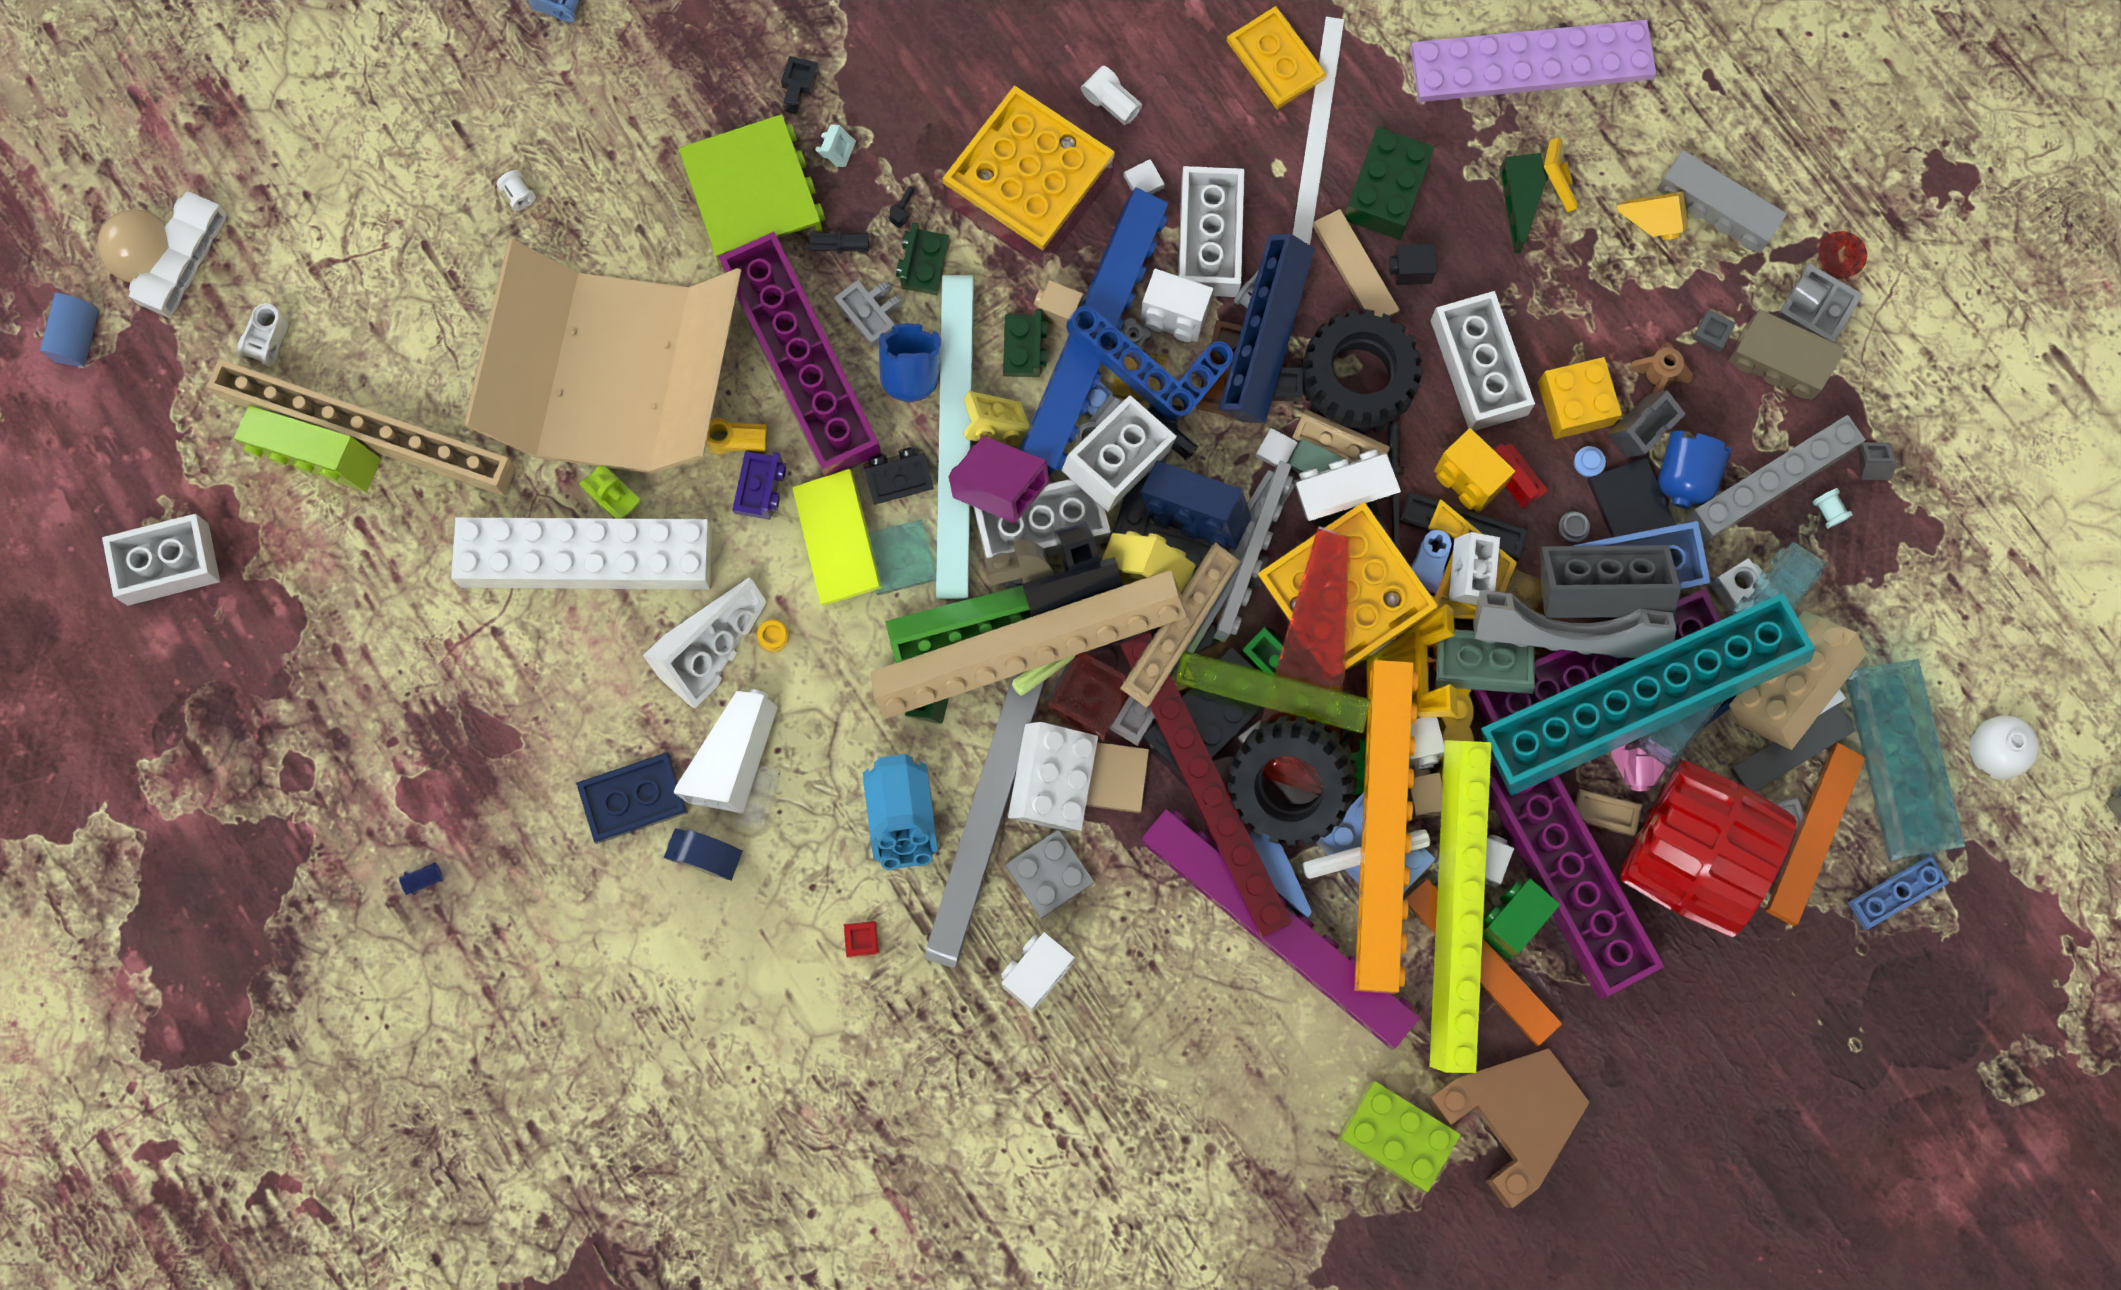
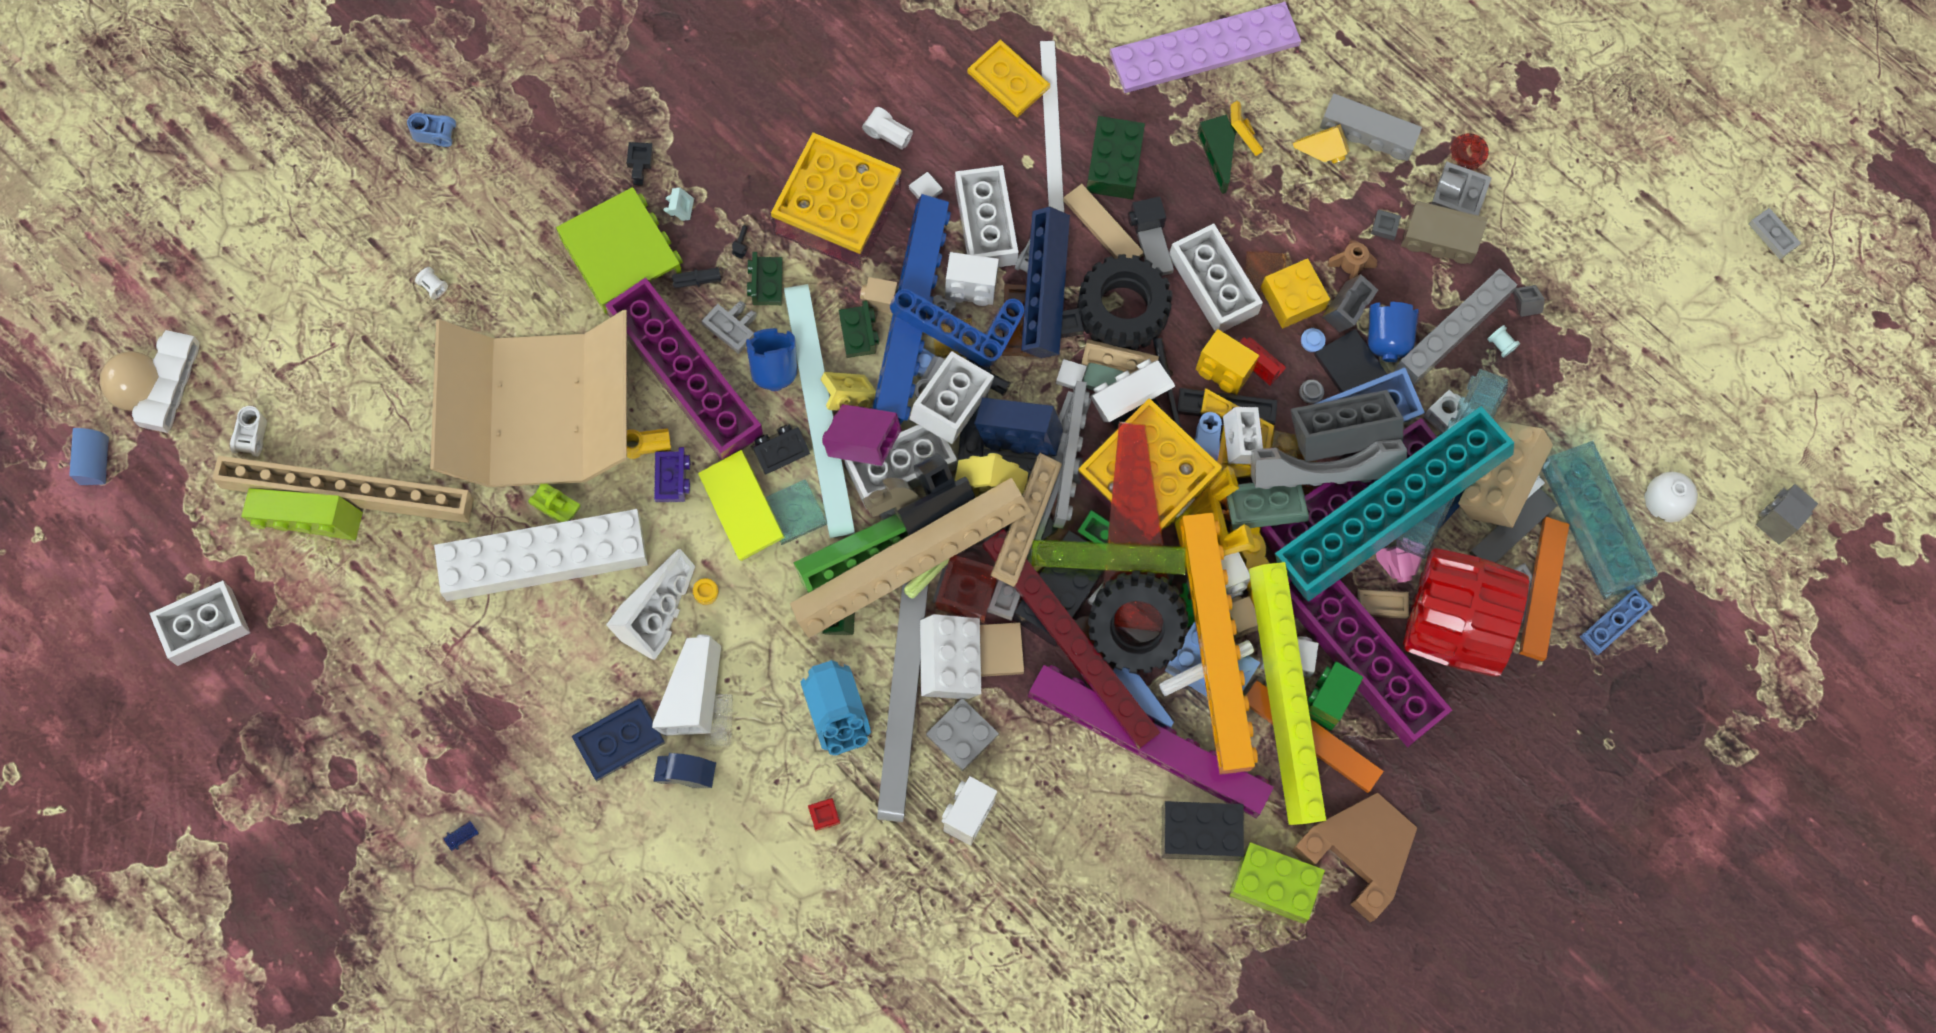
camera: 15 degrees left, 5 degrees down
(1320, 1054) = (1202, 831): none -> black brick
(1415, 310) = (1155, 249): none -> light grey tile
(1546, 354) = (1261, 265): none -> clear orange piece

